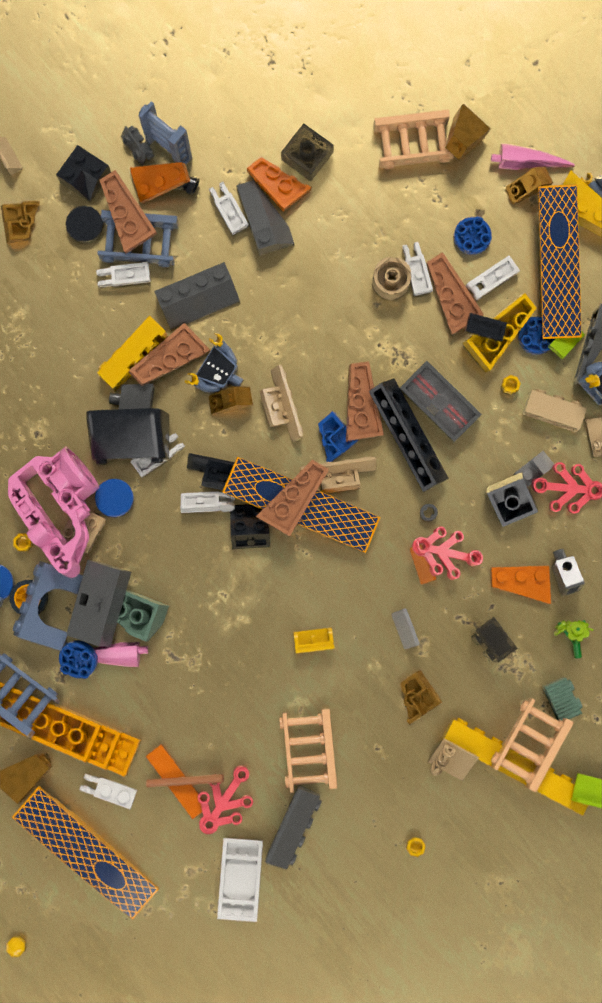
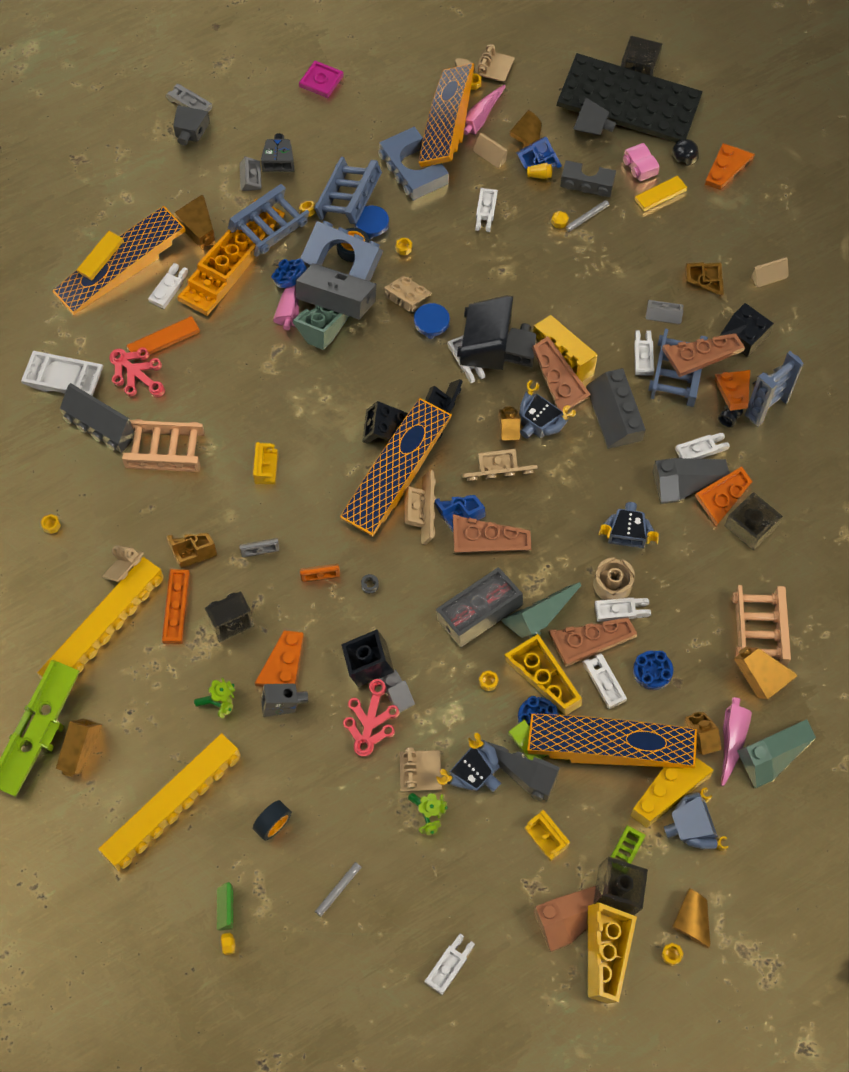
camera: 100 degrees right, 20 degrees down
(16, 946) = (55, 204): yellow tile -> none
(67, 480) = (453, 283): bright pink piece -> none
(68, 259) = (664, 311): none -> light grey slope
(84, 224) = (696, 325): black tile -> none
(87, 874) = (100, 255): none -> yellow tile
(185, 780) = (161, 340): nougat bar -> none
(206, 502) = (414, 388): white hinge -> none
(289, 505) = (396, 449): nougat wing -> none
(331, 269) = (629, 528): none -> torso
(408, 434) = (440, 569): black brick -> none
(440, 345) = (538, 616): none -> sand green wedge
(444, 552) = (326, 585): coral plant -> none
(482, 698) = (176, 606): none -> orange tile
(485, 327) = (549, 652): black tile -> none
(538, 123) = (771, 755): none -> sand green wedge
(543, 761) = (114, 649): light nougat fence -> none
(554, 410) = (454, 718): tan brick -> none
(562, 699) = (156, 677): sand green brick -> none

